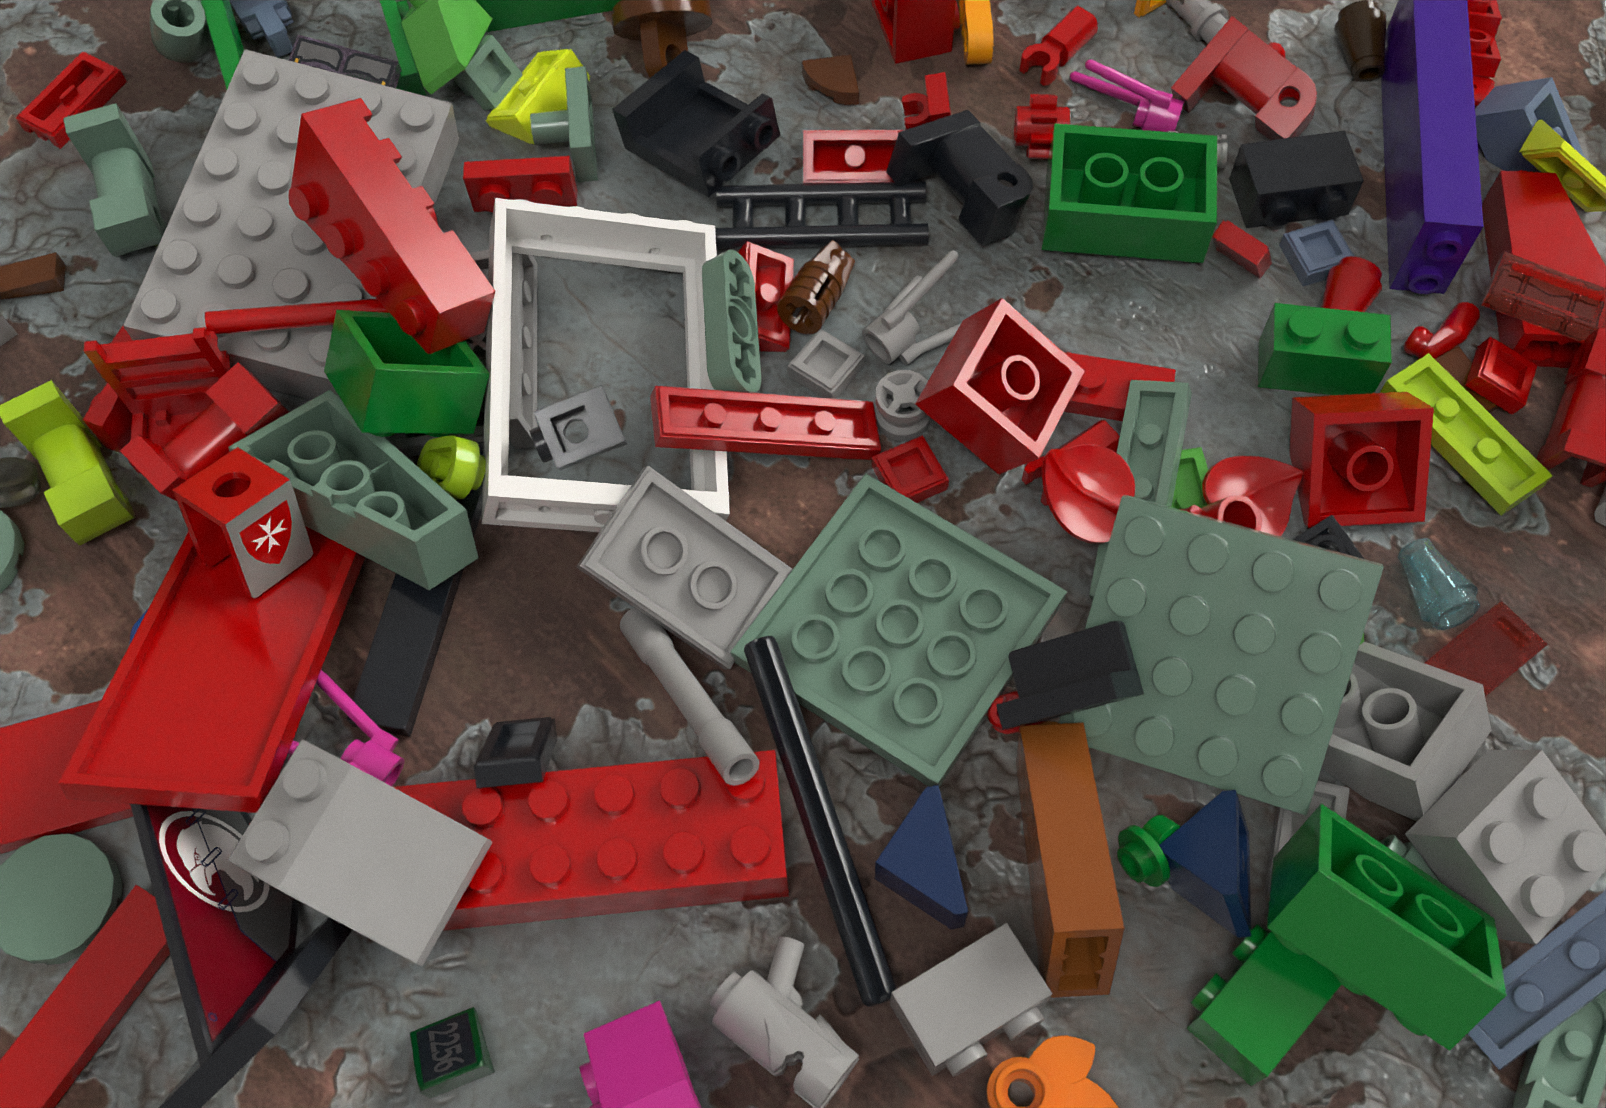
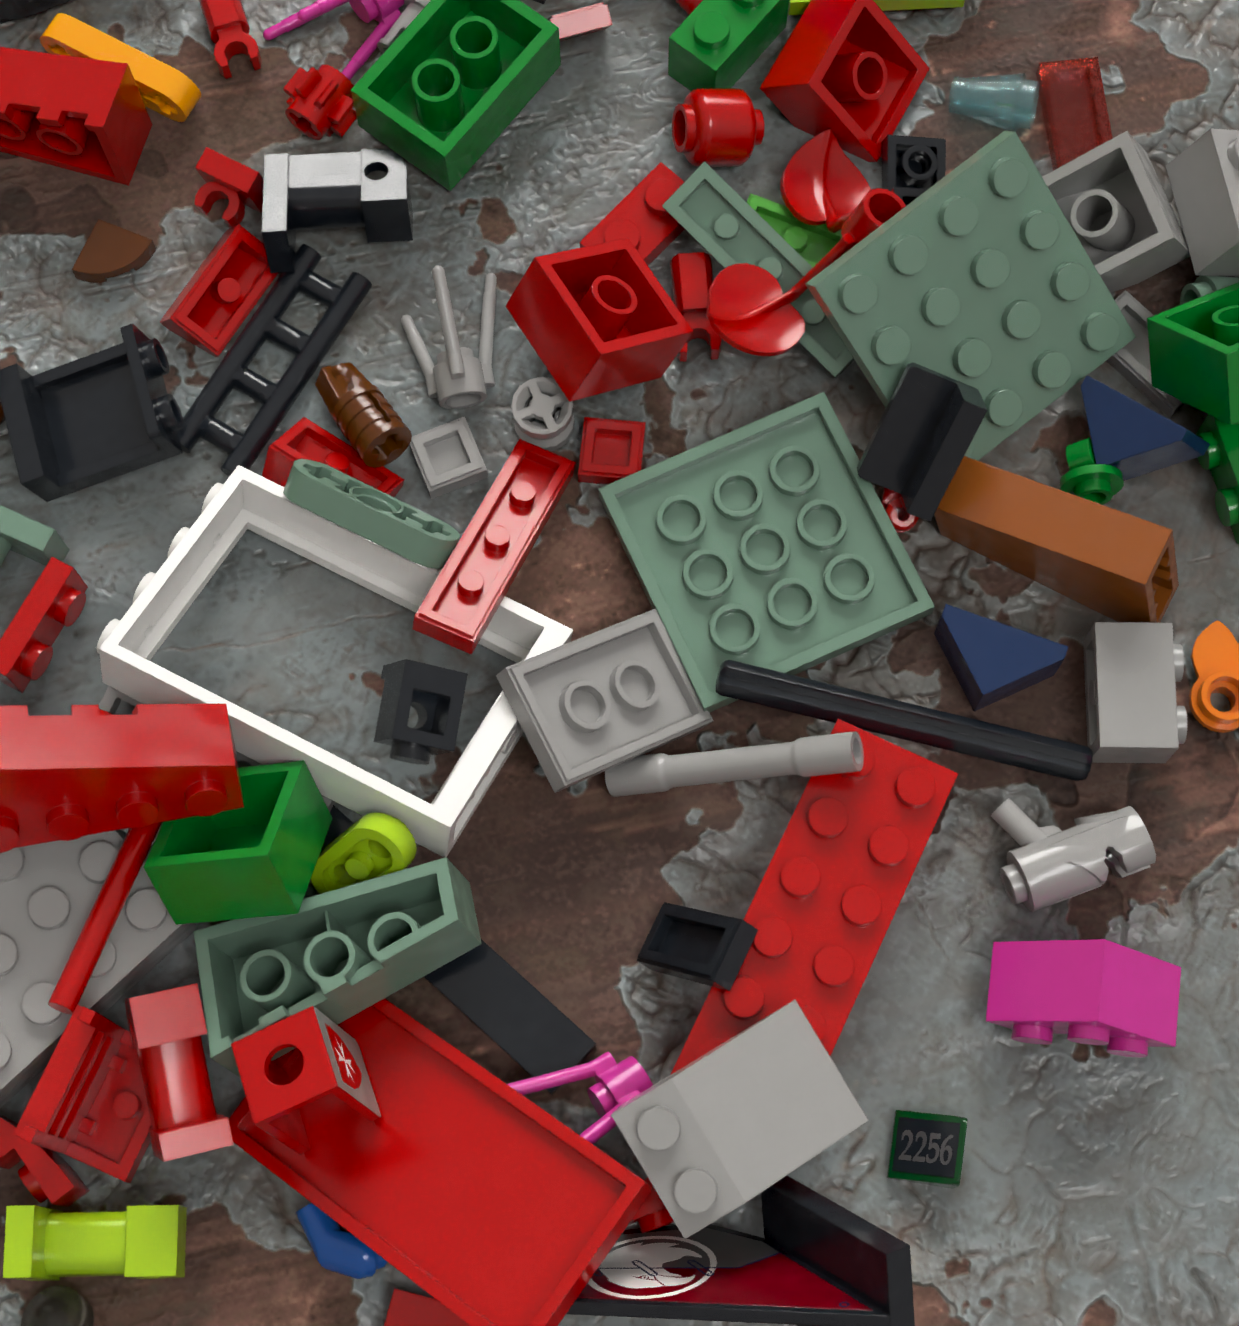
camera: 60 degrees left, 10 degrees up
(1236, 390) = (717, 127): none -> red head

